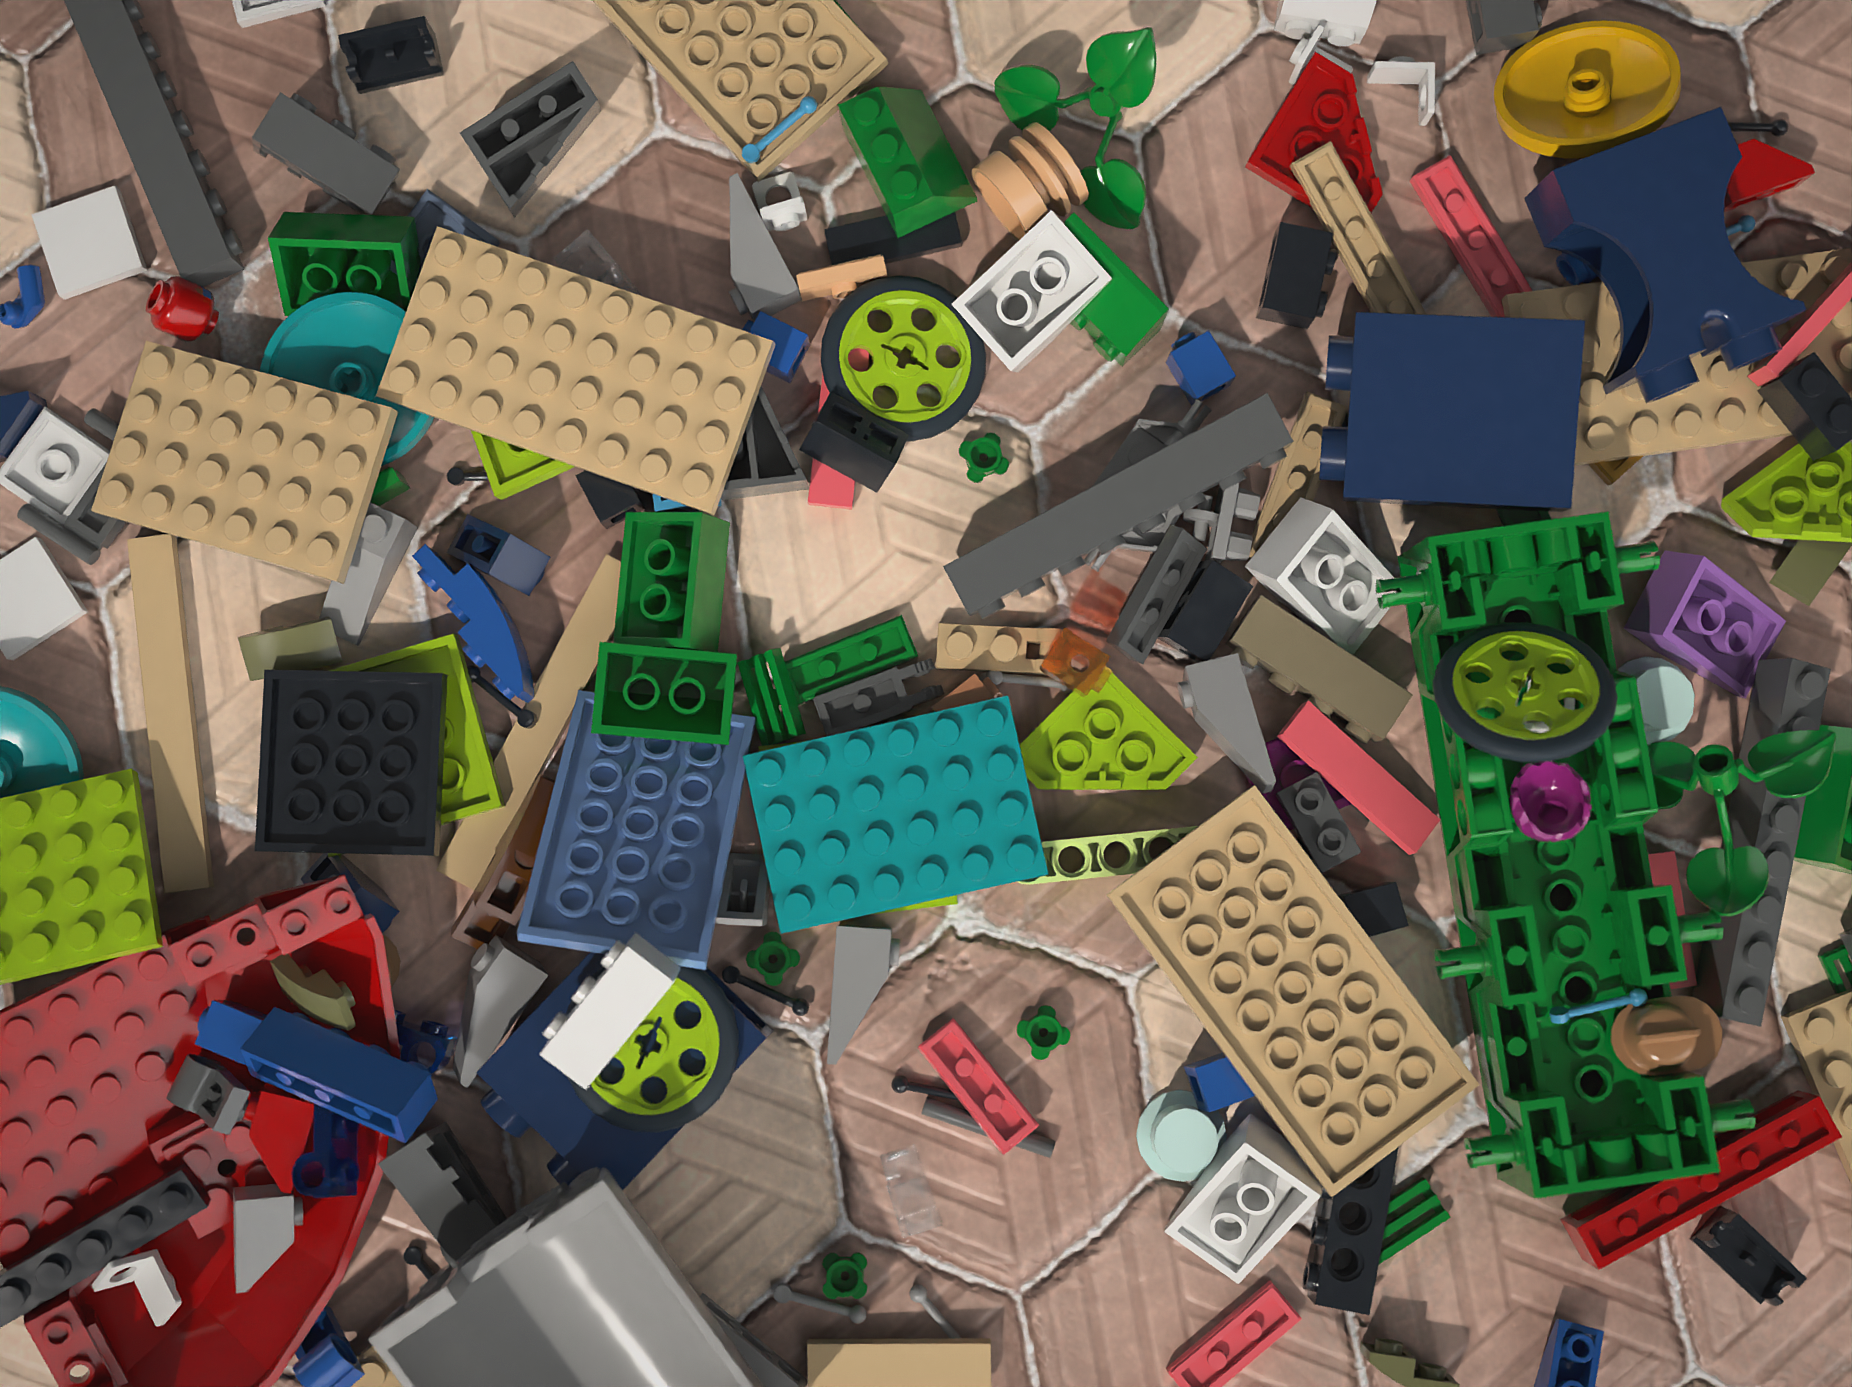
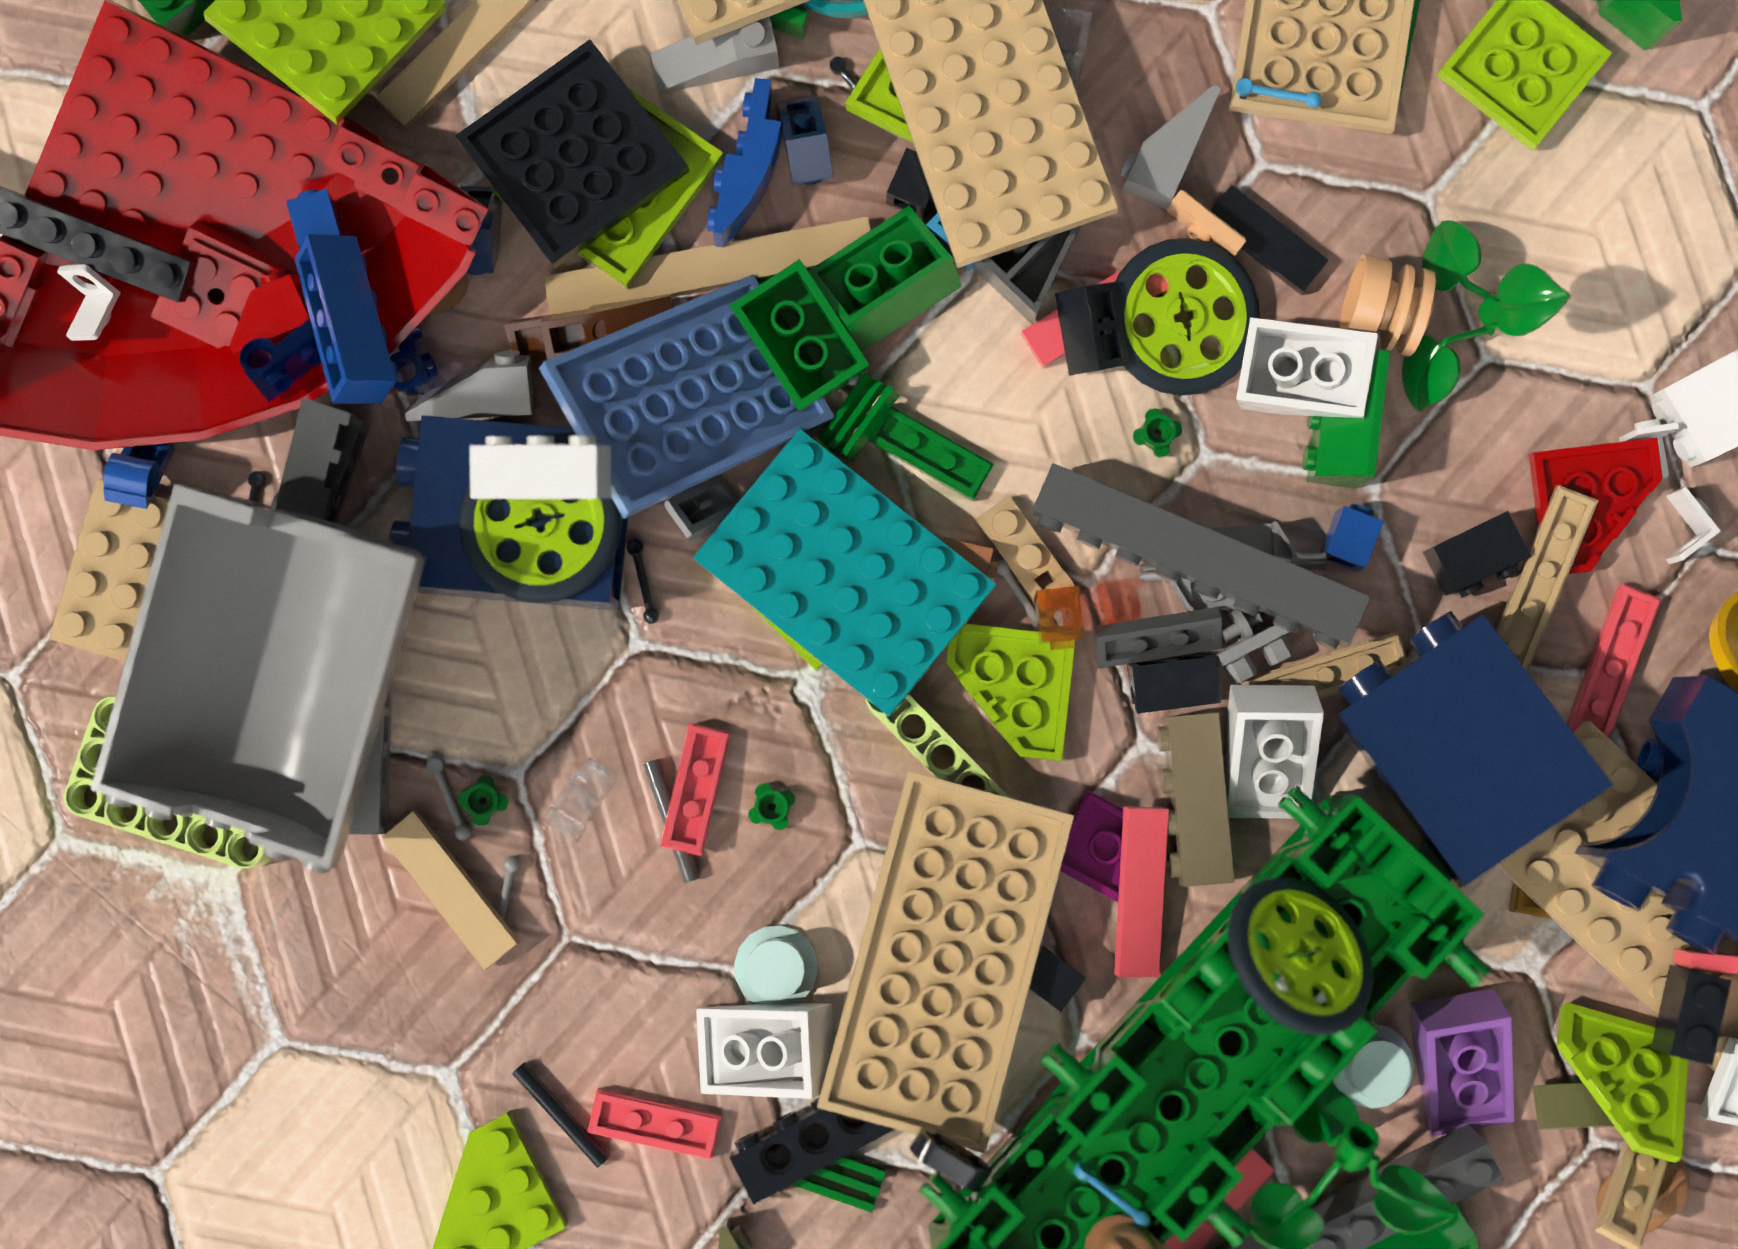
camera: 45 degrees right, 0 degrees up
(209, 1091) = (260, 239): dark grey plate -> none
(261, 1229) = (192, 354): light grey slope -> none
(290, 648) = (620, 46): olive slope -> none
(315, 993) = (388, 257): olive slope -> none
(524, 717) = (703, 253): black hinge -> none
(759, 958) = (679, 560): green plate -> none
(784, 214) = (1219, 146): white bracket -> none
(789, 347) = (1124, 226): blue brick -> none
(858, 974) = (706, 639): light grey slope -> none
(873, 699) = (917, 492): dark grey hinge -> none
(901, 1084) = (652, 733): black hinge -> none
(905, 157) = (1333, 200): green slope -> none
(1216, 1083) = (833, 961): blue brick -> none
(1226, 713) = (1110, 756): light grey slope -> none
(1318, 823) = (1083, 887): dark grey plate -> none
(1464, 1119) = (950, 1159): none -> black beam
(1550, 801) = (1234, 1038): magenta hair -> none

